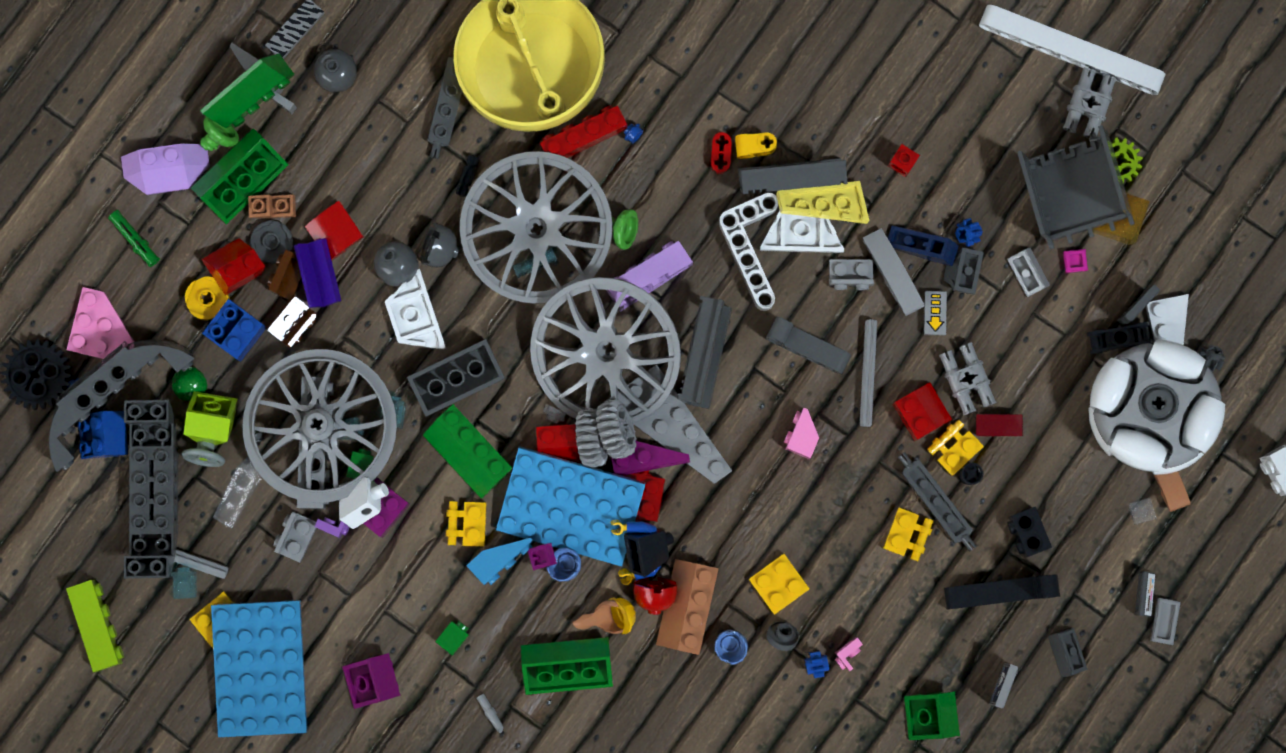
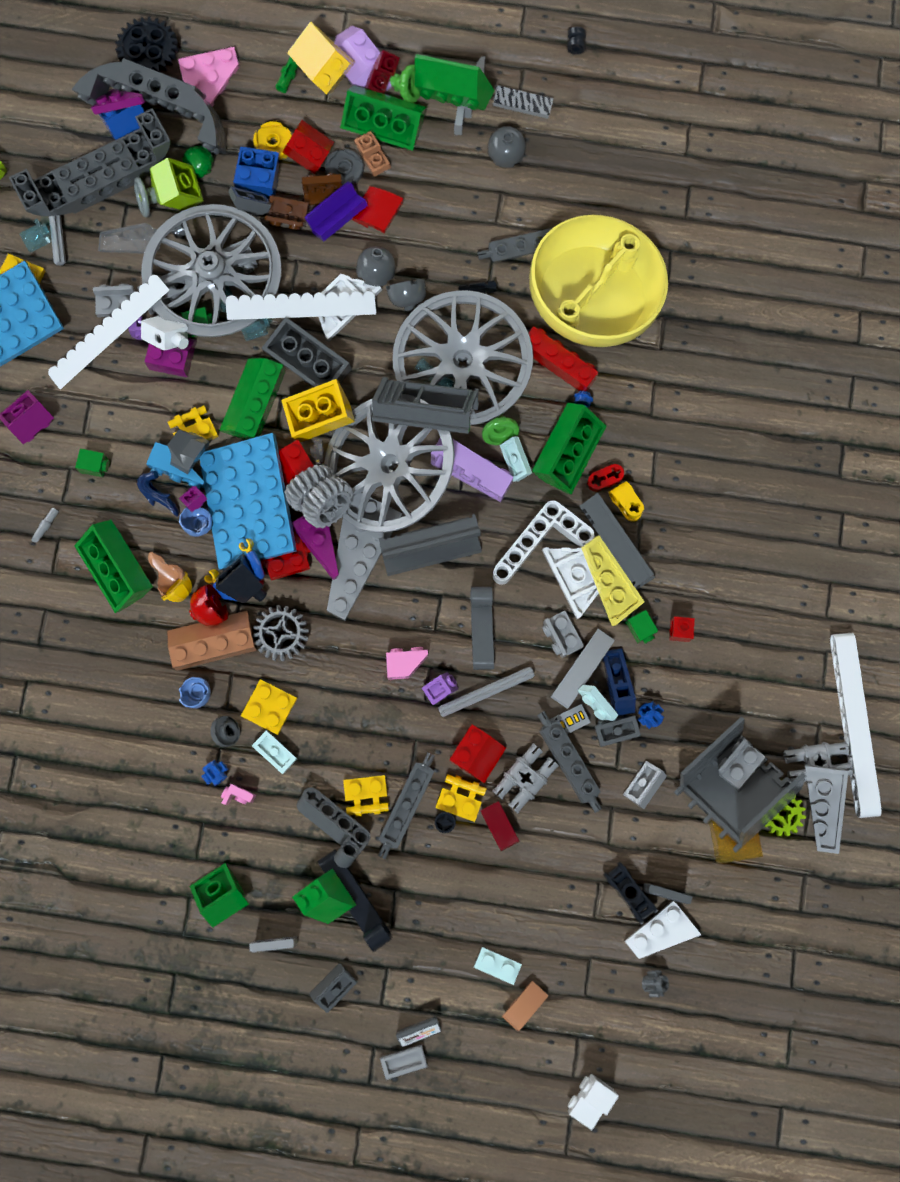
camera: 60 degrees right, 5 degrees down
(88, 433) = (116, 100): none -> magenta wing
(149, 207) = (320, 58): none -> yellow slope
(192, 150) = (381, 71): none -> dark red slope
(265, 352) = (249, 202): none -> dark grey slope
(329, 556) = (113, 328): none -> white sticker
(402, 358) = (300, 306): none -> white sticker
(492, 538) = (186, 450): none -> dark grey slope
(515, 593) = (152, 494): none -> dark blue piece
(517, 393) = (317, 411): none -> yellow slope
(560, 324) = (390, 409): none -> dark grey piece
(659, 228) = (515, 459): none -> light aqua plate
(674, 172) = (569, 447): none -> green slope
(727, 523) = (282, 624): none -> light grey gear
(825, 599) = (274, 752): none -> light aqua plate
(843, 414) = (440, 688): none -> medium lavender bracket
(883, 196) = (642, 627): none -> green brick
(923, 574) = (336, 824): none -> dark grey beam
(934, 275) = (598, 703): none -> light aqua plate
(973, 329) = (569, 761): none -> dark grey plate
(985, 618) = (324, 898): none -> green slope
(1034, 530) = (425, 903): black brick -> none
(1057, 175) = (740, 764): none -> light grey bracket
(1075, 261) = (676, 820): dark pink tile -> none
(1123, 492) = (497, 965): none -> light aqua plate
(1128, 114) = (827, 802): none -> light grey wing
(1142, 511) = (489, 990): clear plate -> none
(1156, 407) = (612, 923): piece -> none

